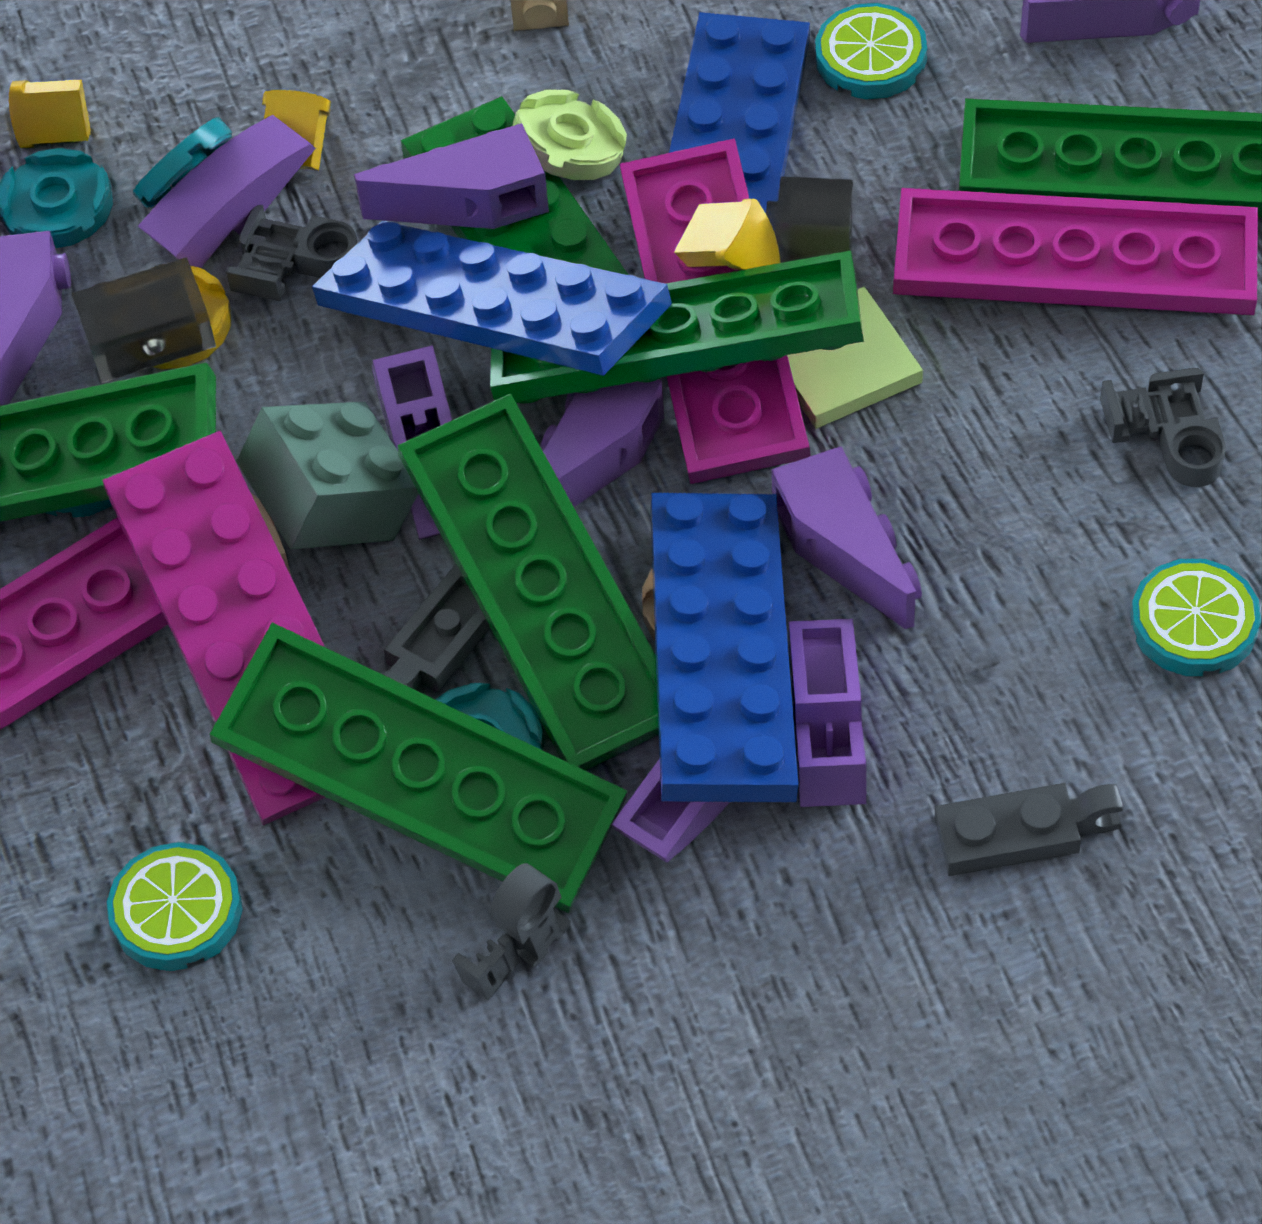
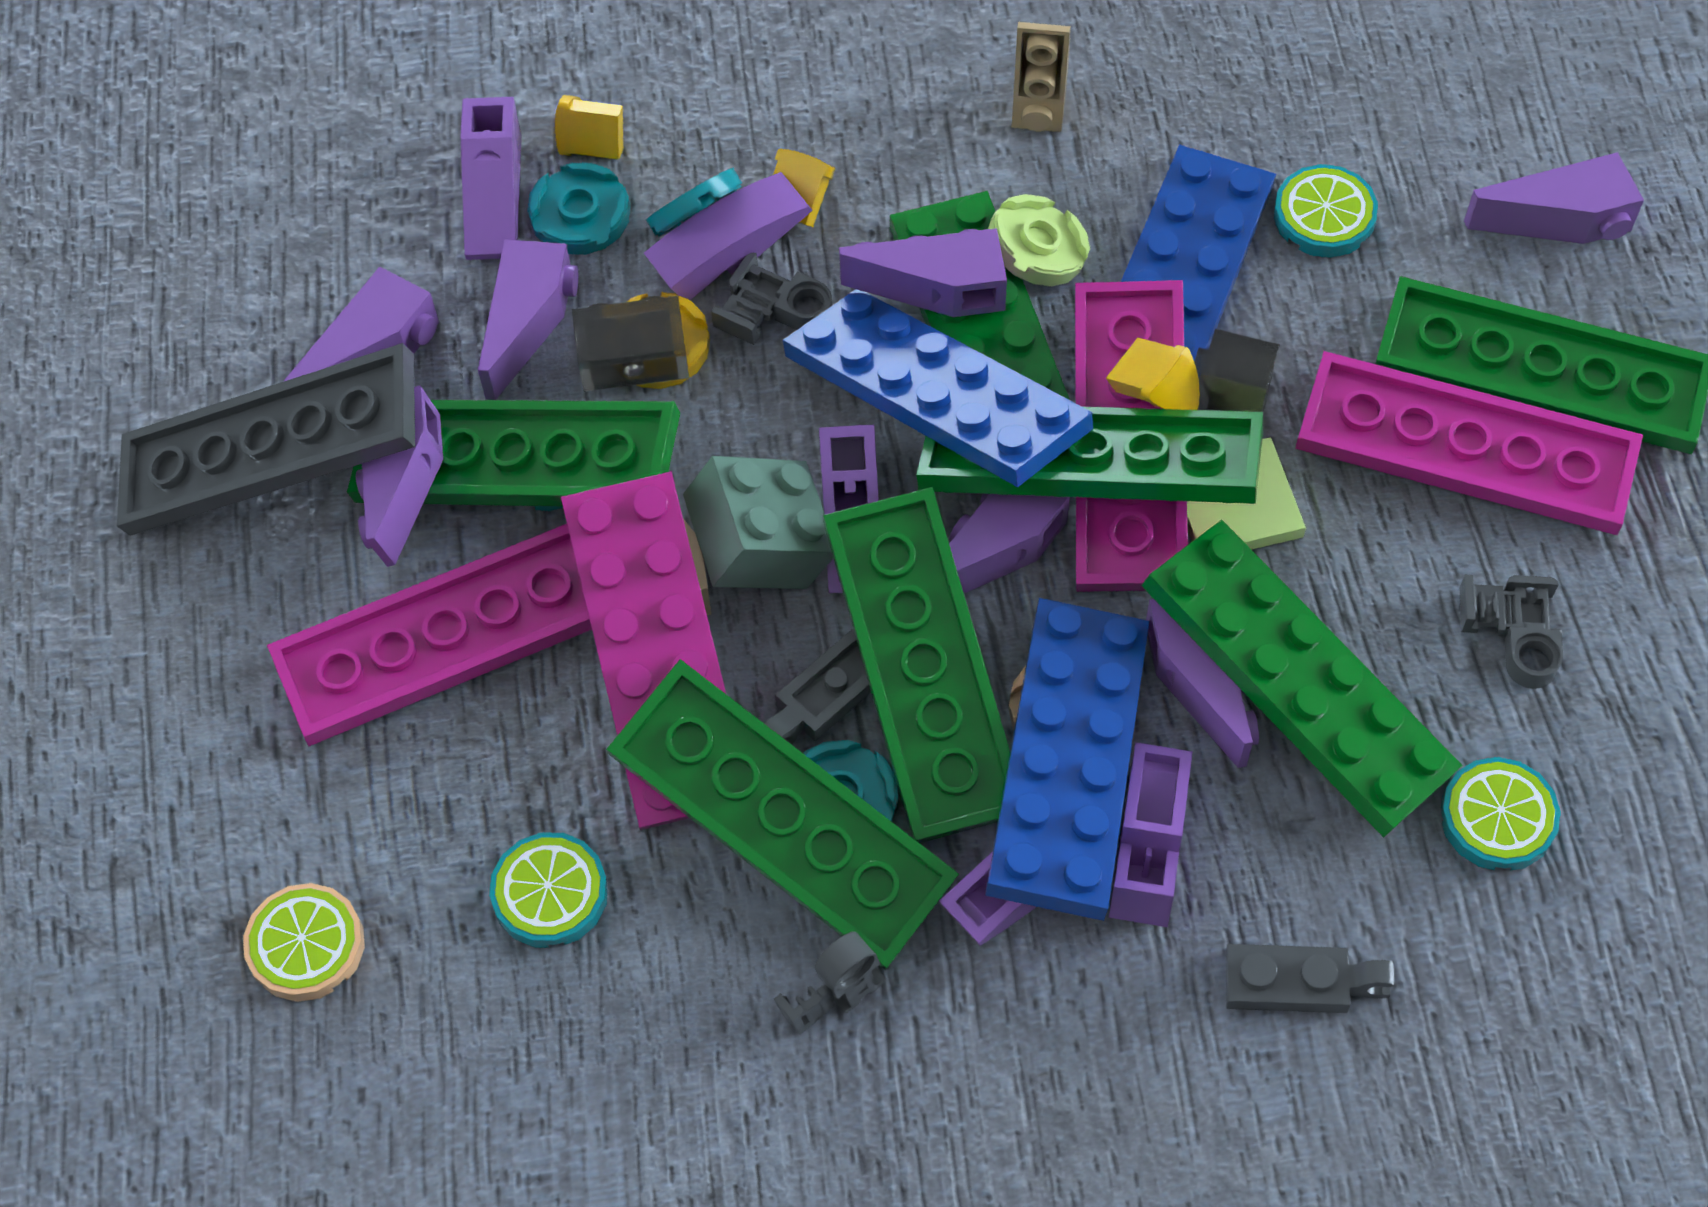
camera: 10 degrees right, 5 degrees up
(953, 516) = (1302, 677): none -> green plate

